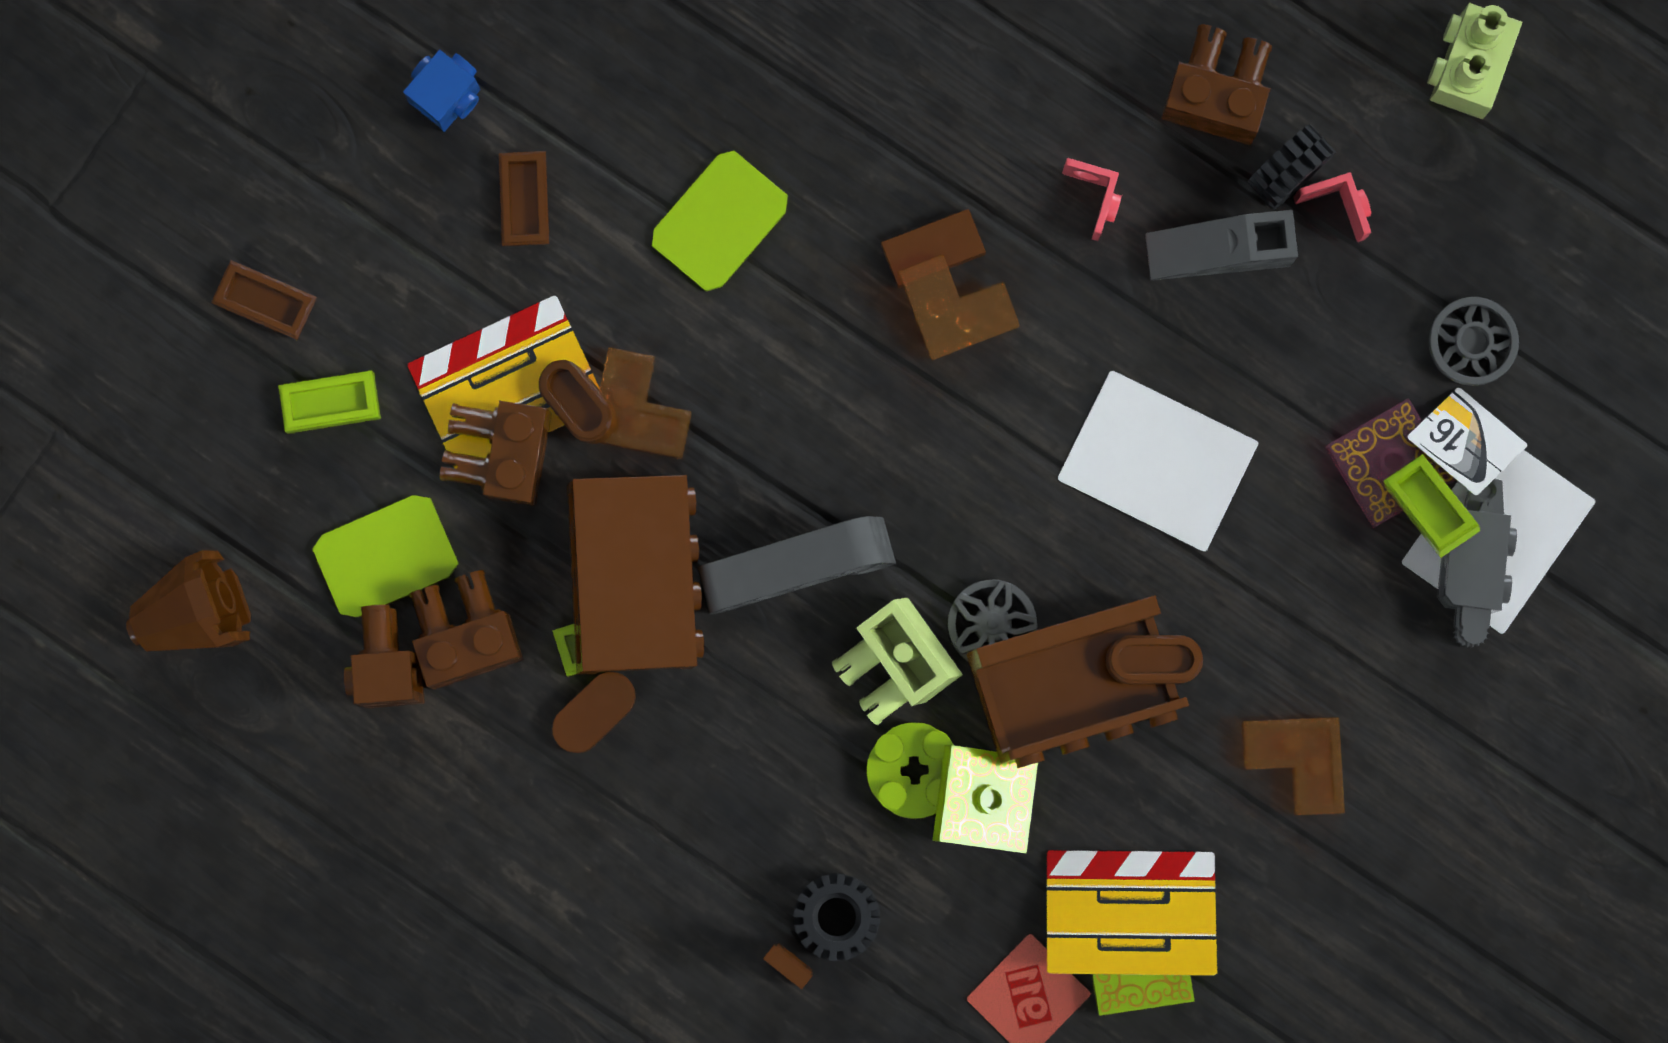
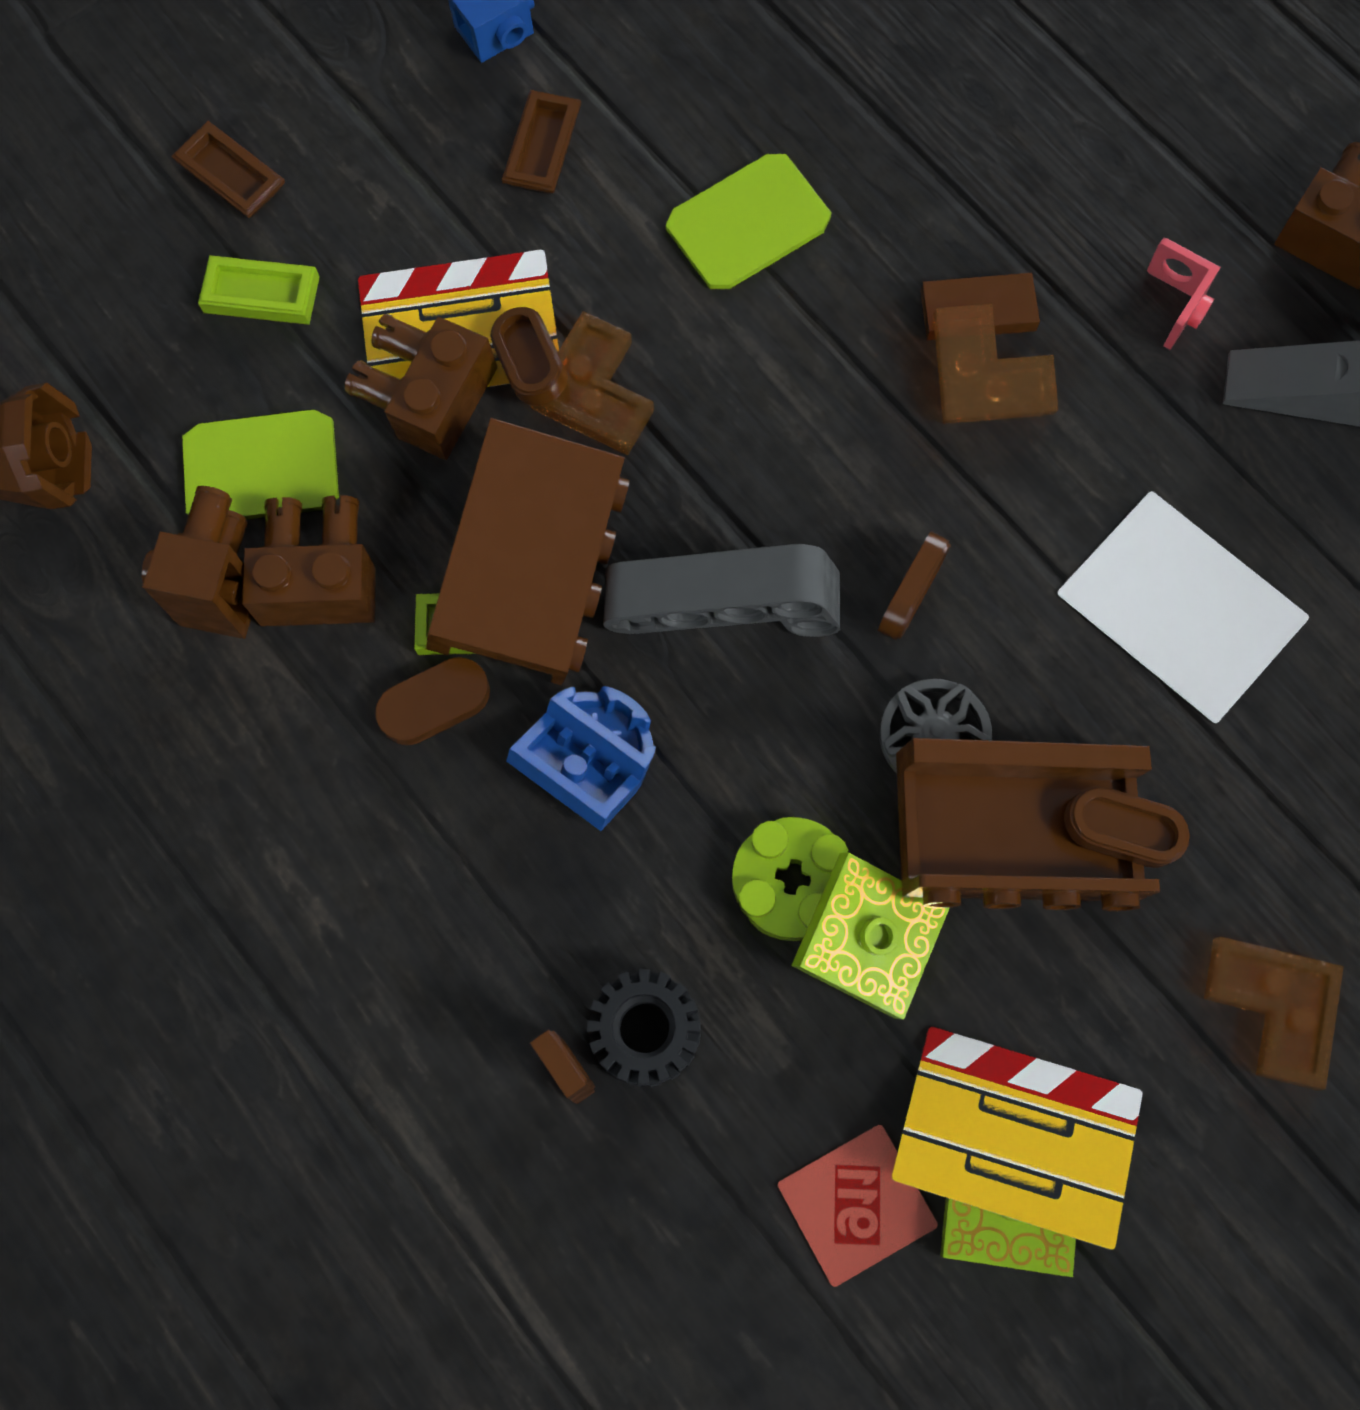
camera: 20 degrees right, 10 degrees down
(730, 719) = (588, 751): none -> blue slope
(909, 654) = (827, 730): yellowish green brick -> none
(945, 511) = (914, 586): none -> reddish brown tile

